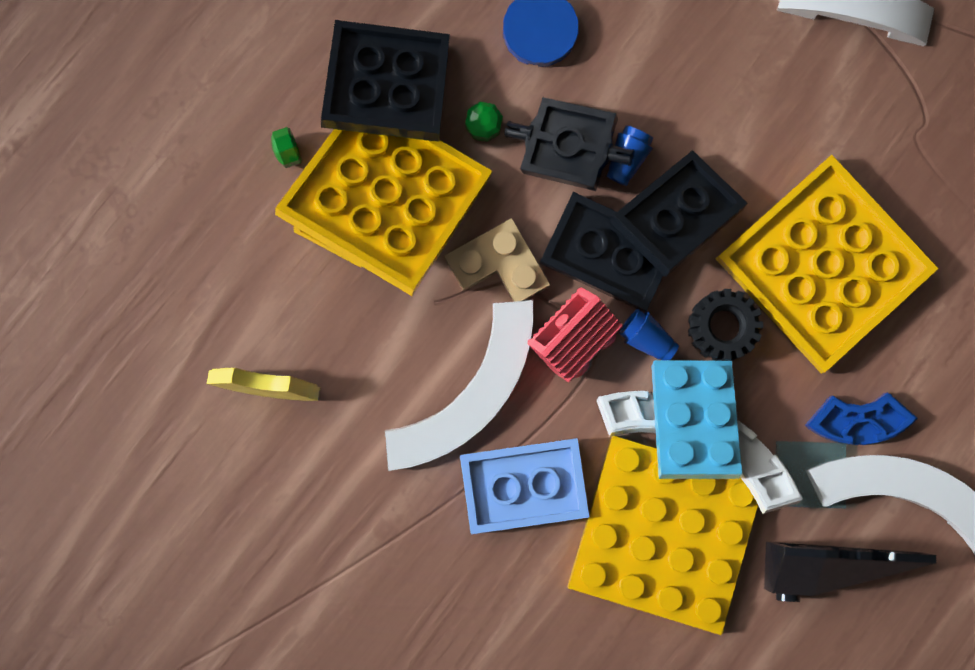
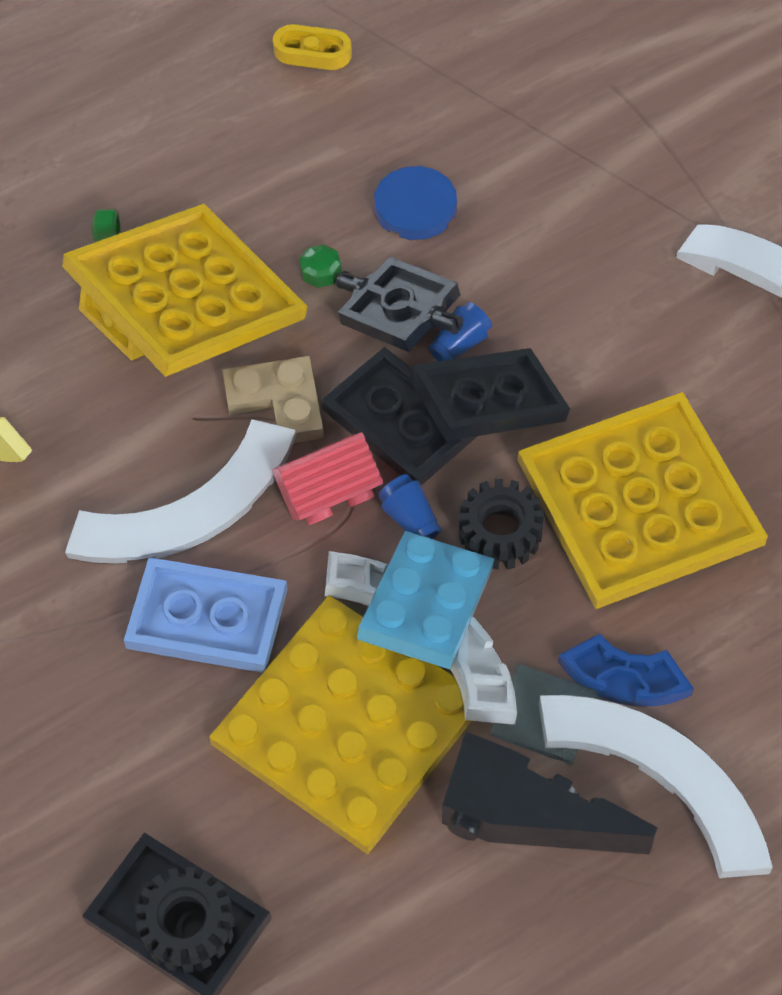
camera: 25 degrees right, 25 degrees down
(385, 81) = (233, 195): black plate -> none

